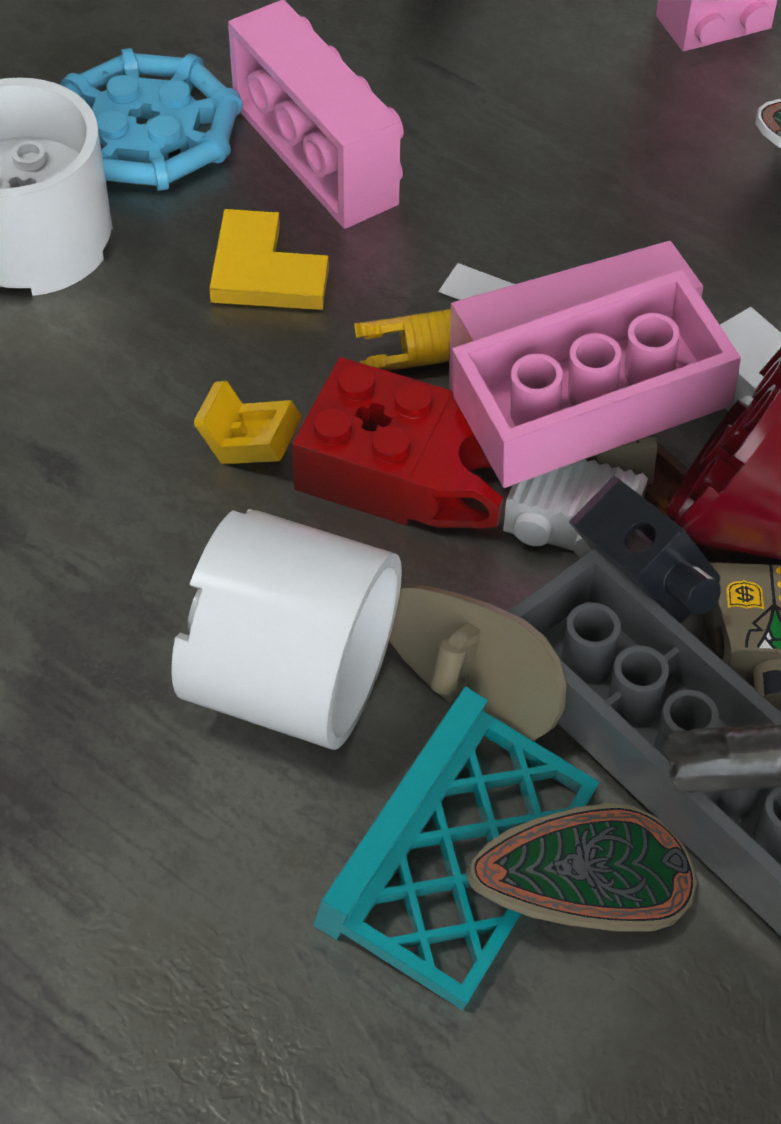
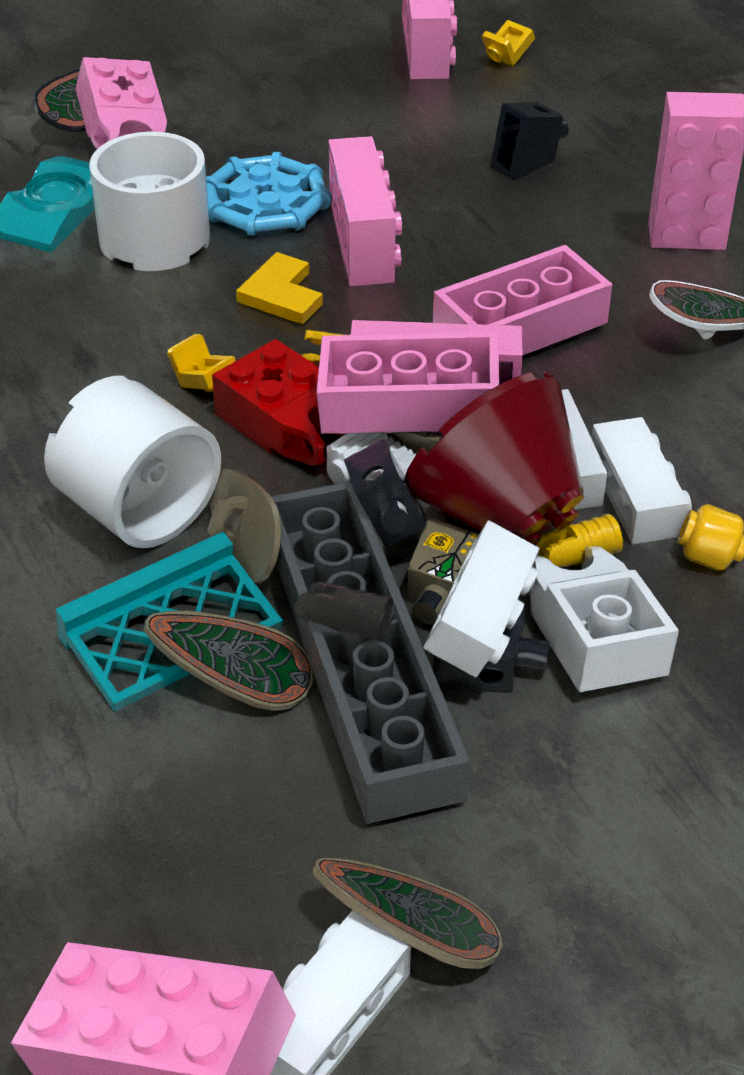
camera: 25 degrees right, 10 degrees down
(608, 190) = (545, 294): none -> bright pink brick

